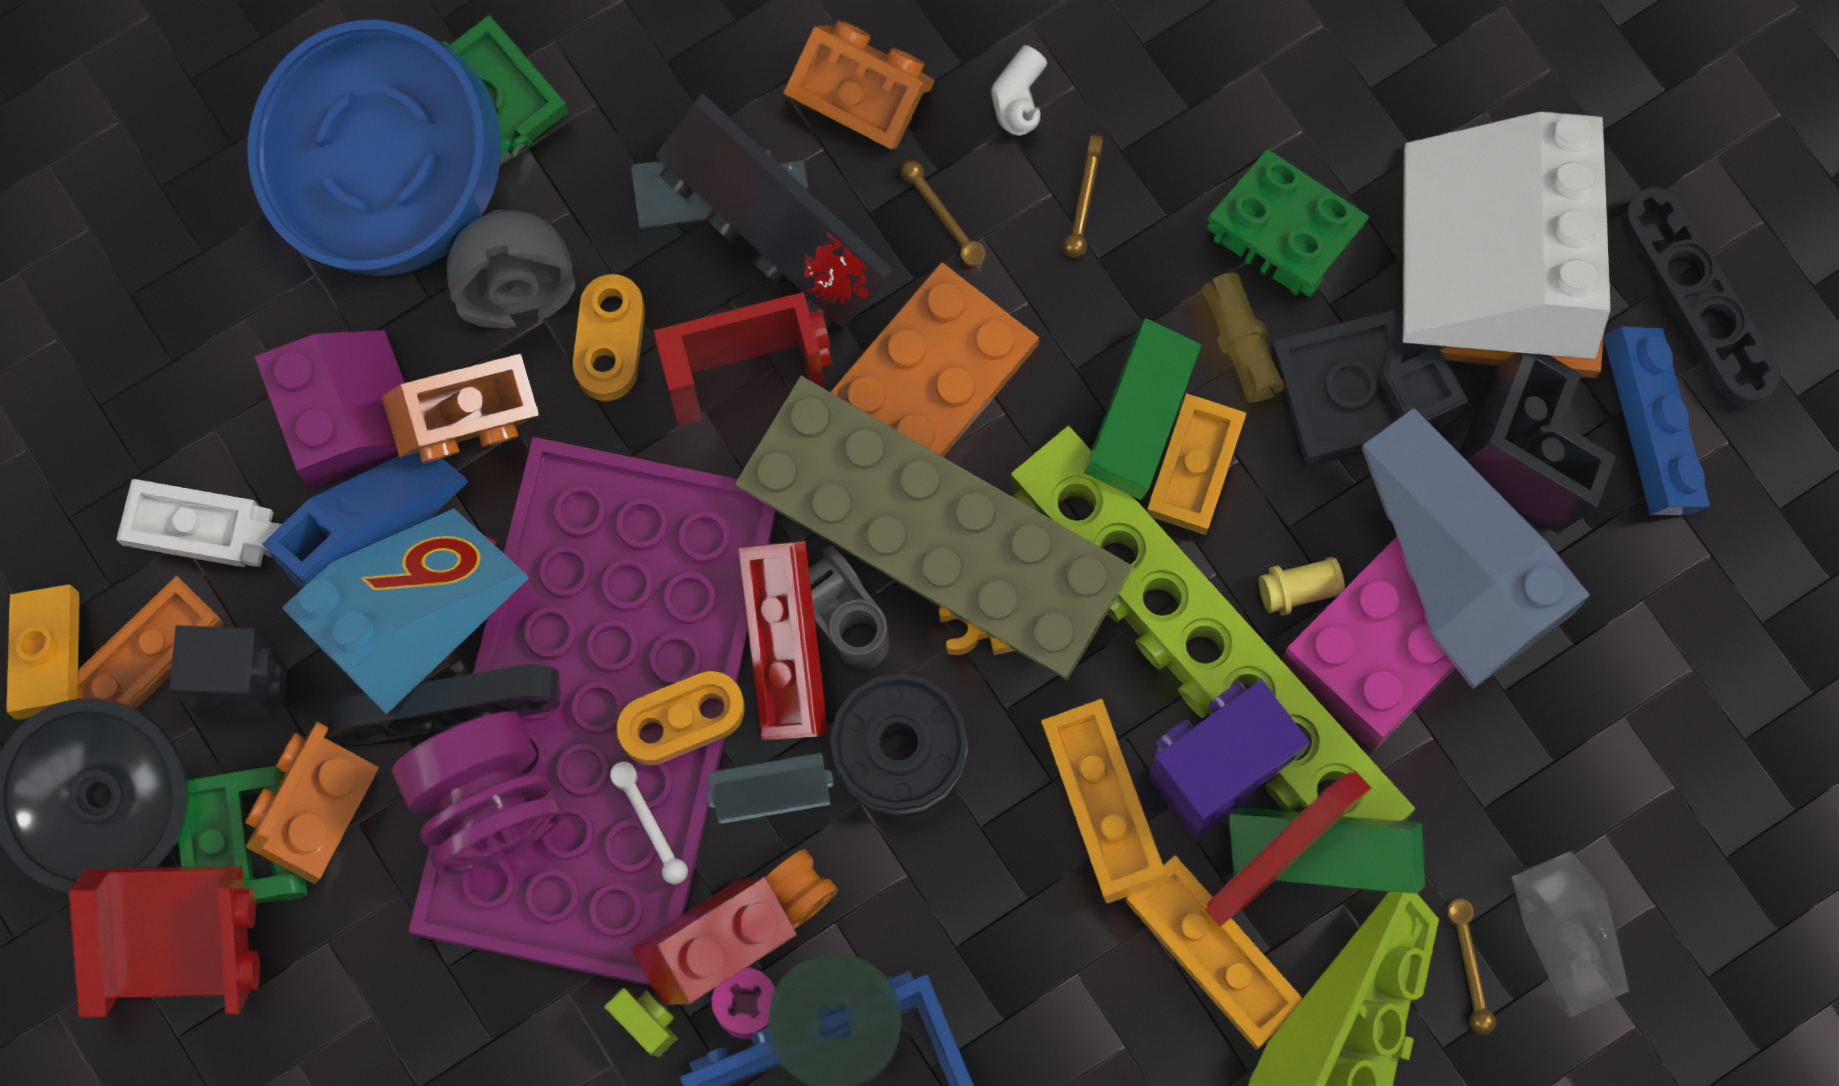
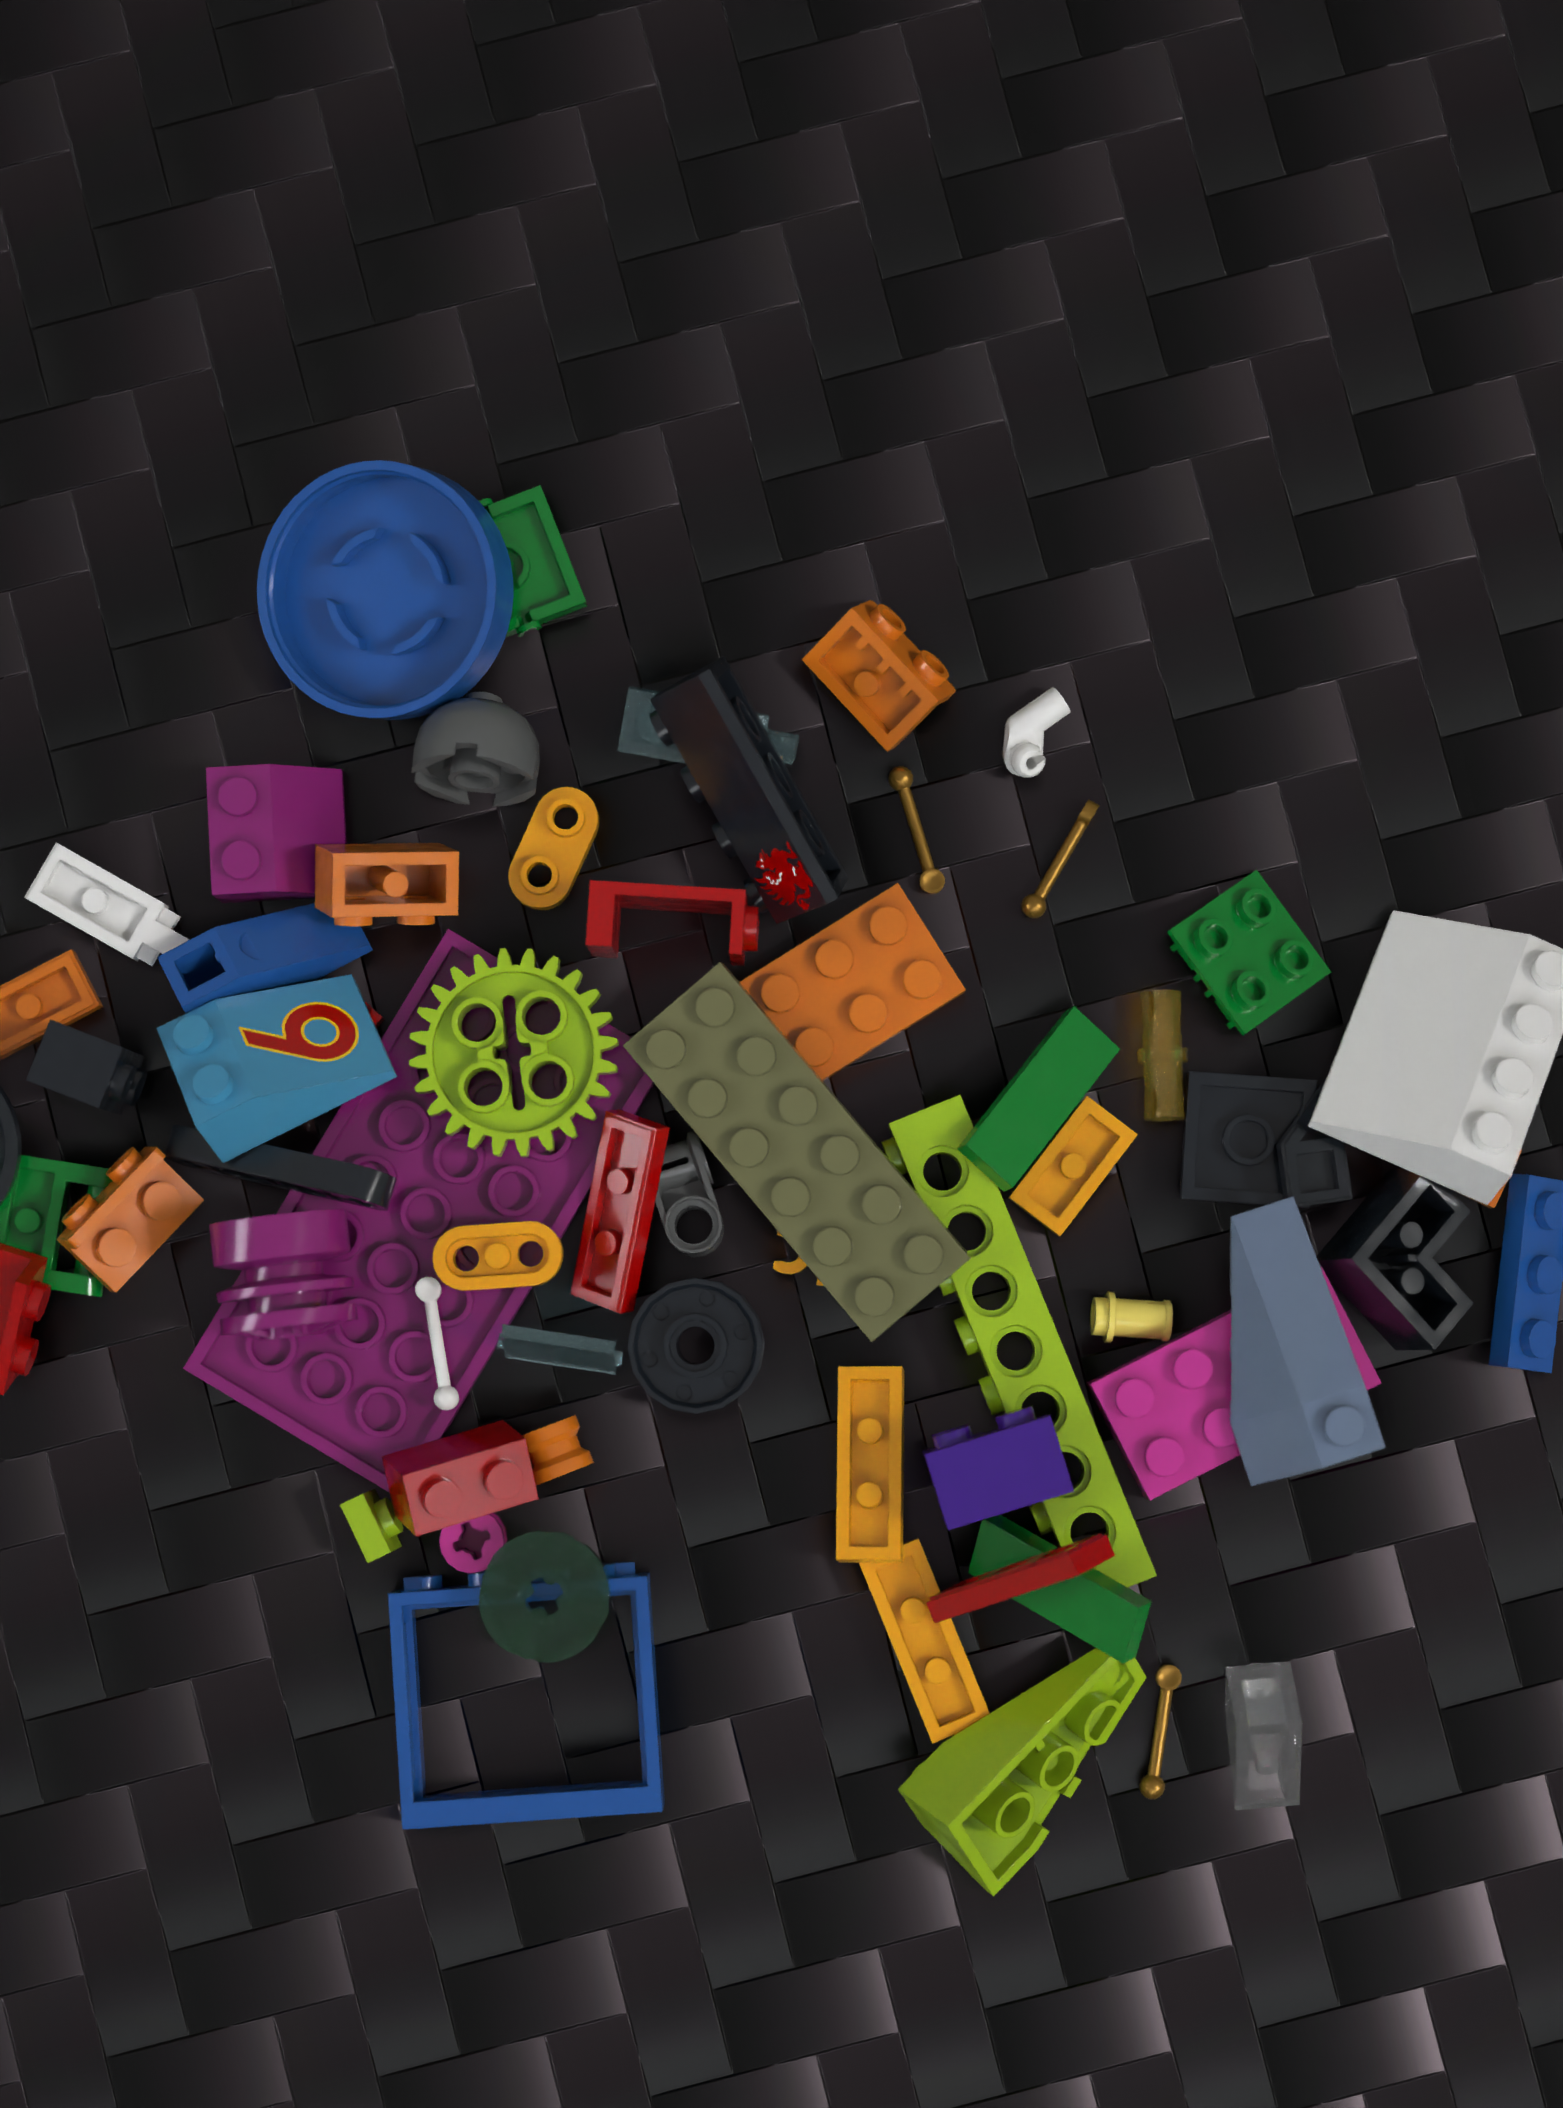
camera: 25 degrees right, 10 degrees up
(581, 545) = (456, 1060): none -> lime gear

